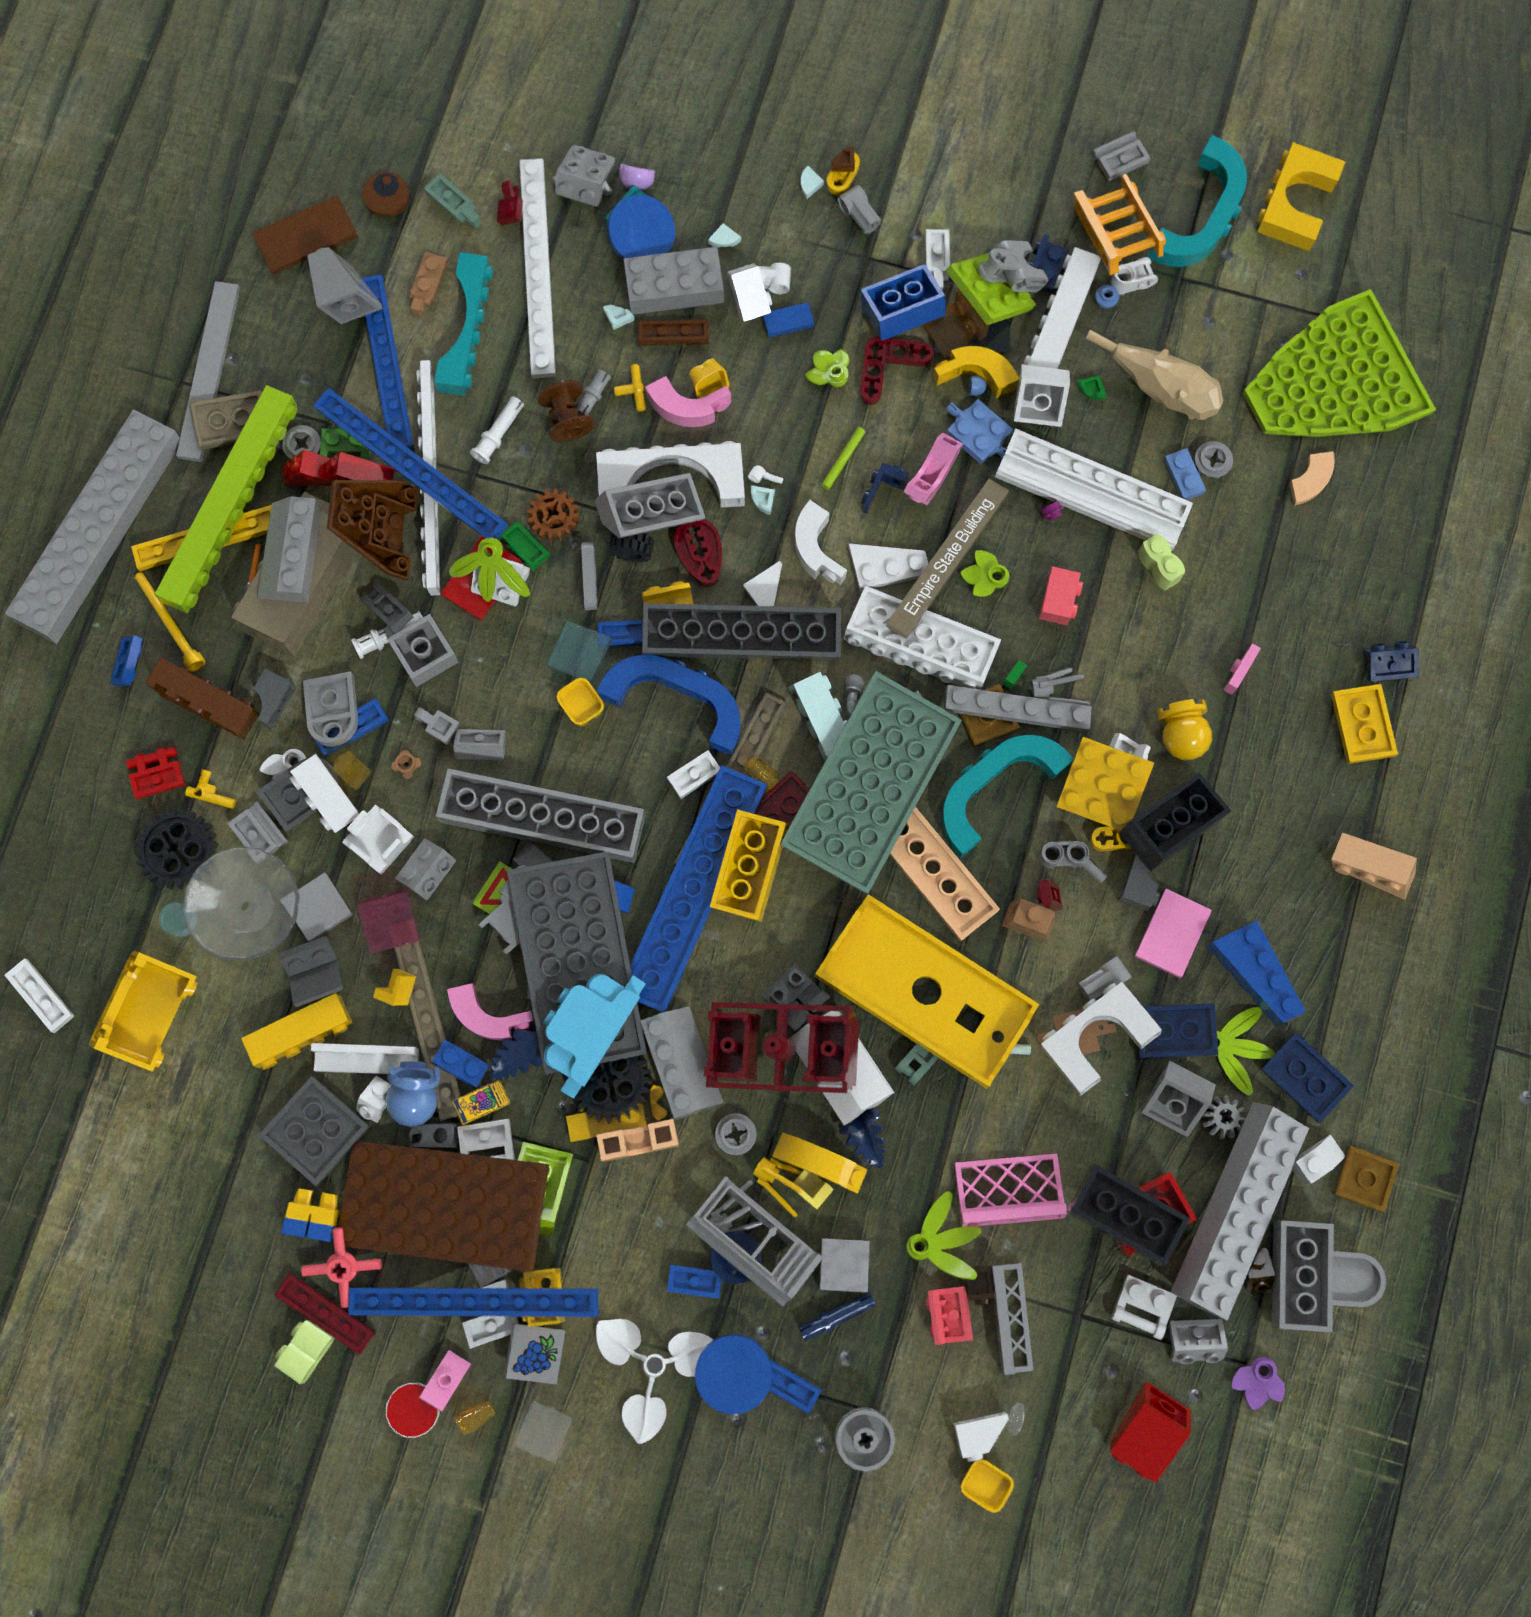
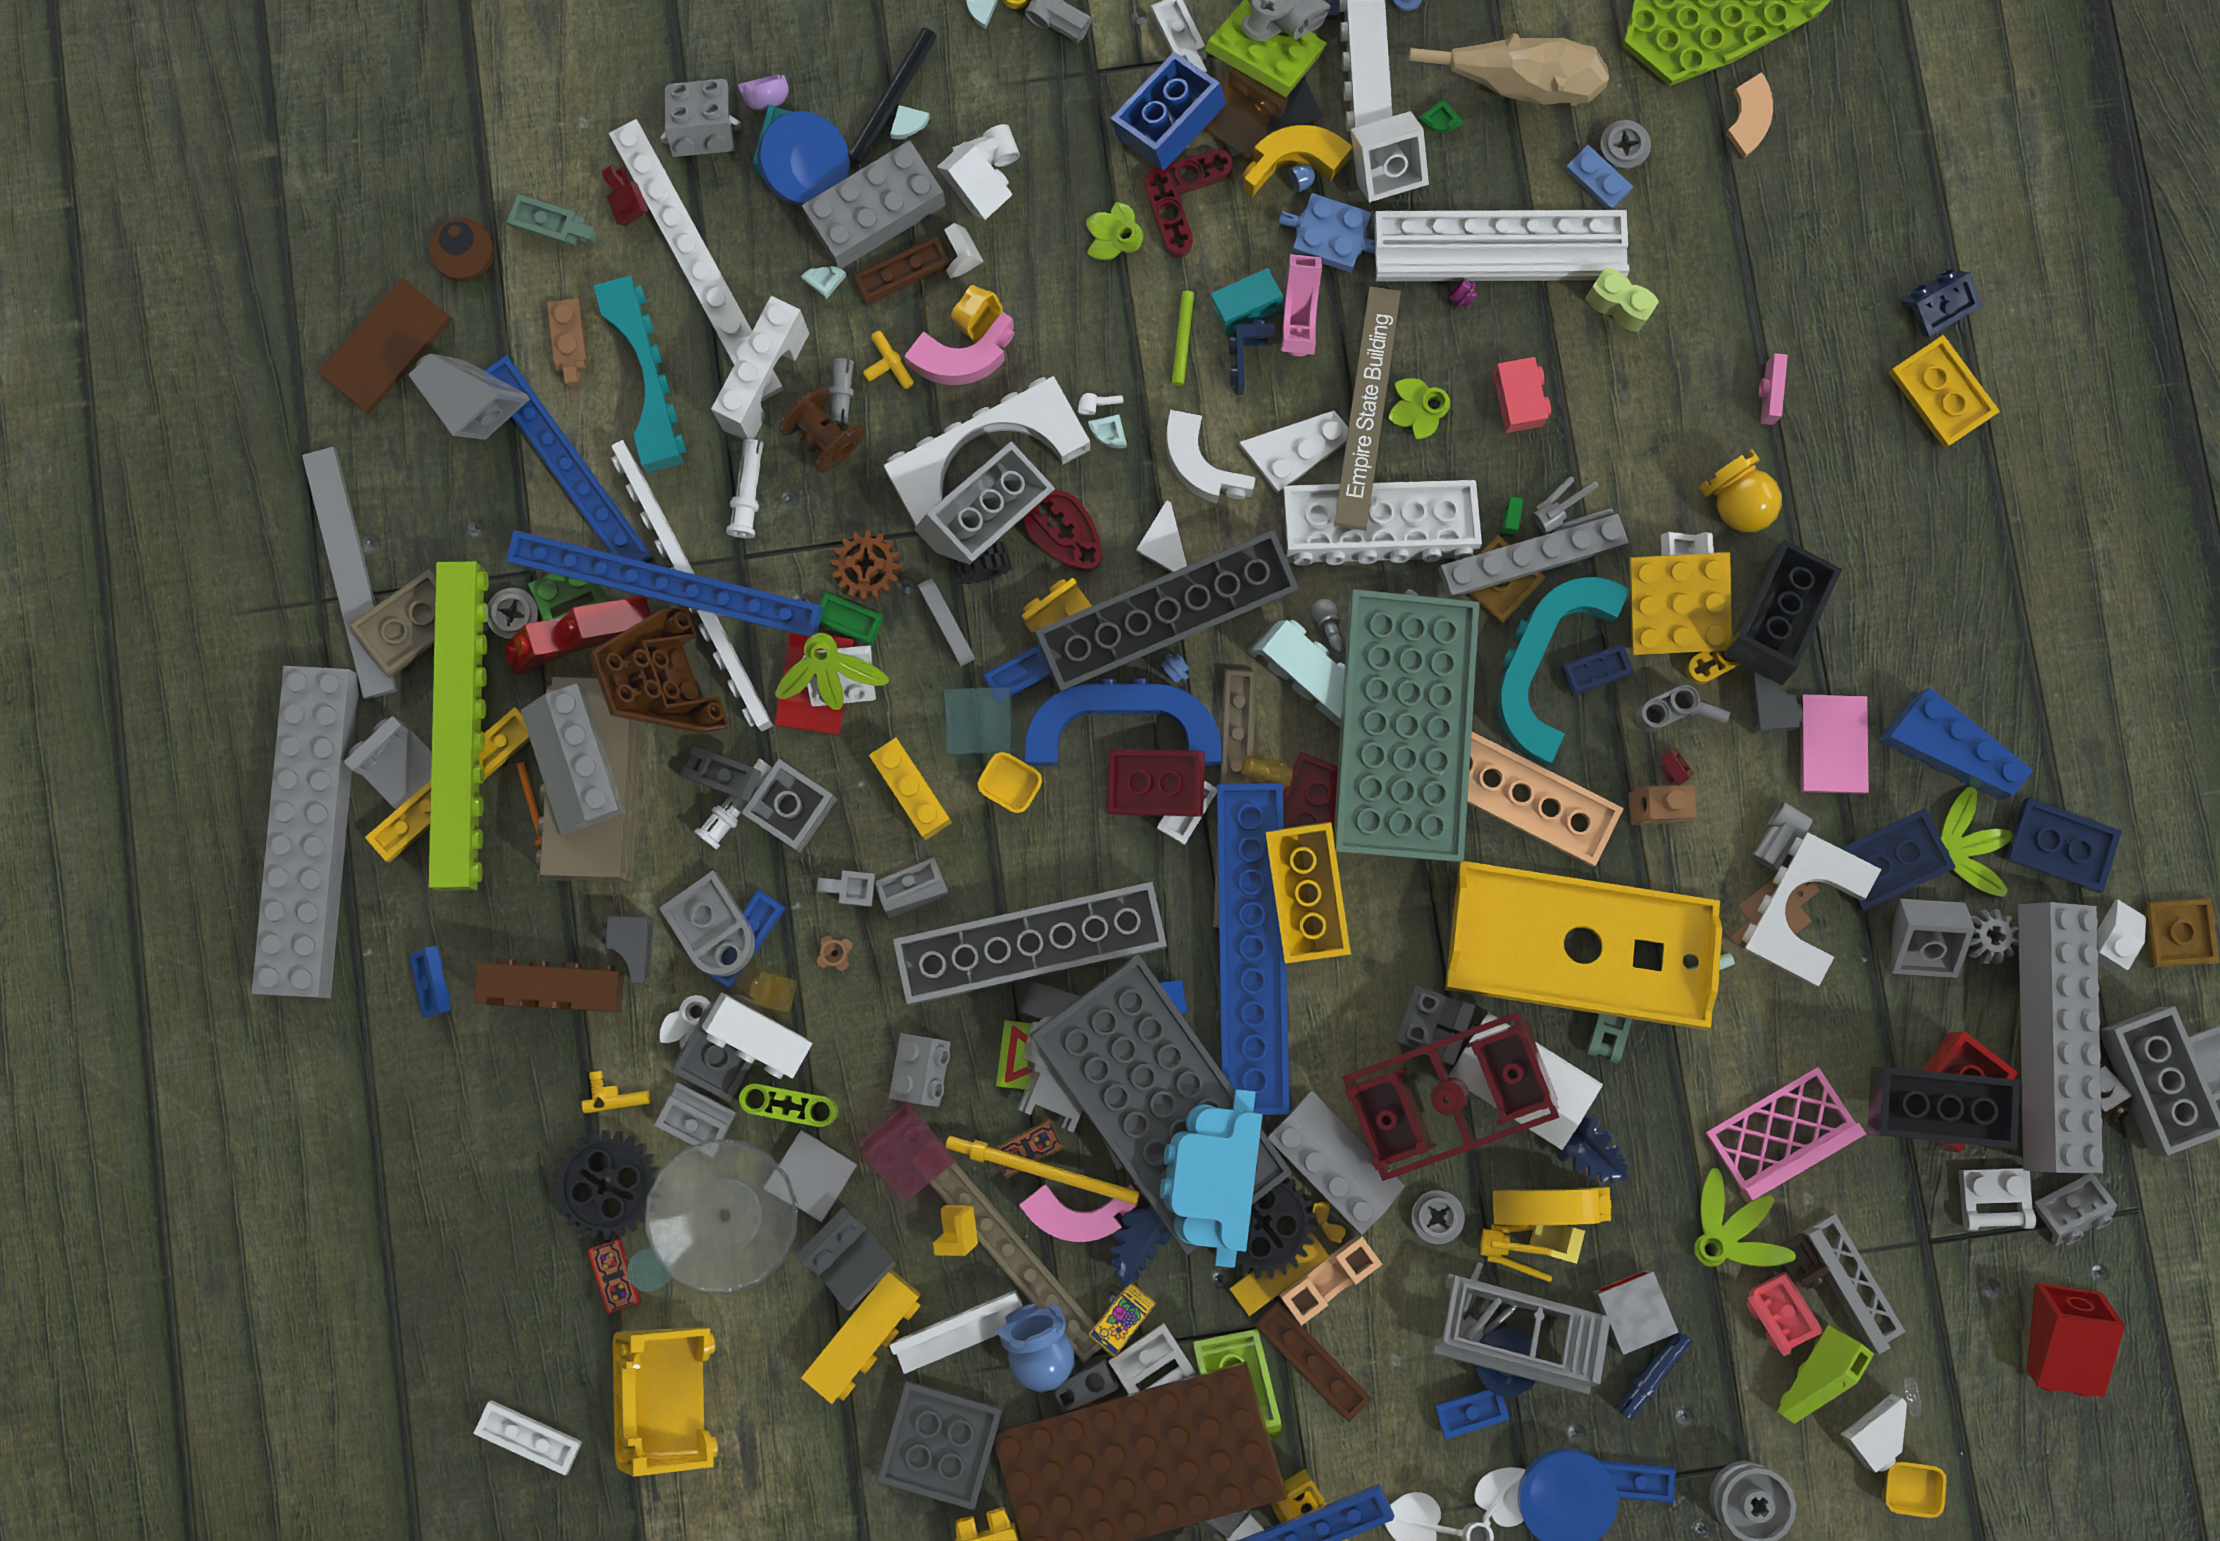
camera: 25 degrees left, 5 degrees up
(150, 906) = (610, 1269): none -> tile
(156, 779) = (541, 1109): red plate -> none
(173, 503) = (392, 761): none -> light grey bracket
(192, 659) = (510, 942): yellow piece -> none
(310, 848) = (780, 1112): none -> lime beam
(373, 1099) = (993, 1374): white bracket -> none
(377, 838) = (844, 1060): white panel -> none
(440, 942) = (981, 1151): none -> yellow bar
(460, 1064) = (1075, 1285): blue plate -> none
(473, 956) = (1032, 1144): none -> tile
(510, 676) = (910, 789): none -> yellow brick
(564, 332) = (776, 333): none -> white arch
(600, 1195) = (1312, 1361): none -> reddish brown tile
(680, 746) = (1156, 782): none -> dark red tile
(721, 215) = (891, 95): none -> black axle
(722, 337) = (967, 253): none -> white tile
(732, 675) = (1175, 667): none -> medium blue plate
(788, 320) = (1036, 193): blue tile -> none
(899, 450) = (1247, 300): none -> teal hinge
(961, 1372) = (1829, 1371): none -> lime slope
(1026, 807) = (1597, 670): none -> dark blue plate
(1259, 1387) = (2167, 1229): medium lavender plate -> none
(1375, 865) = (2032, 557): light nougat wedge -> none

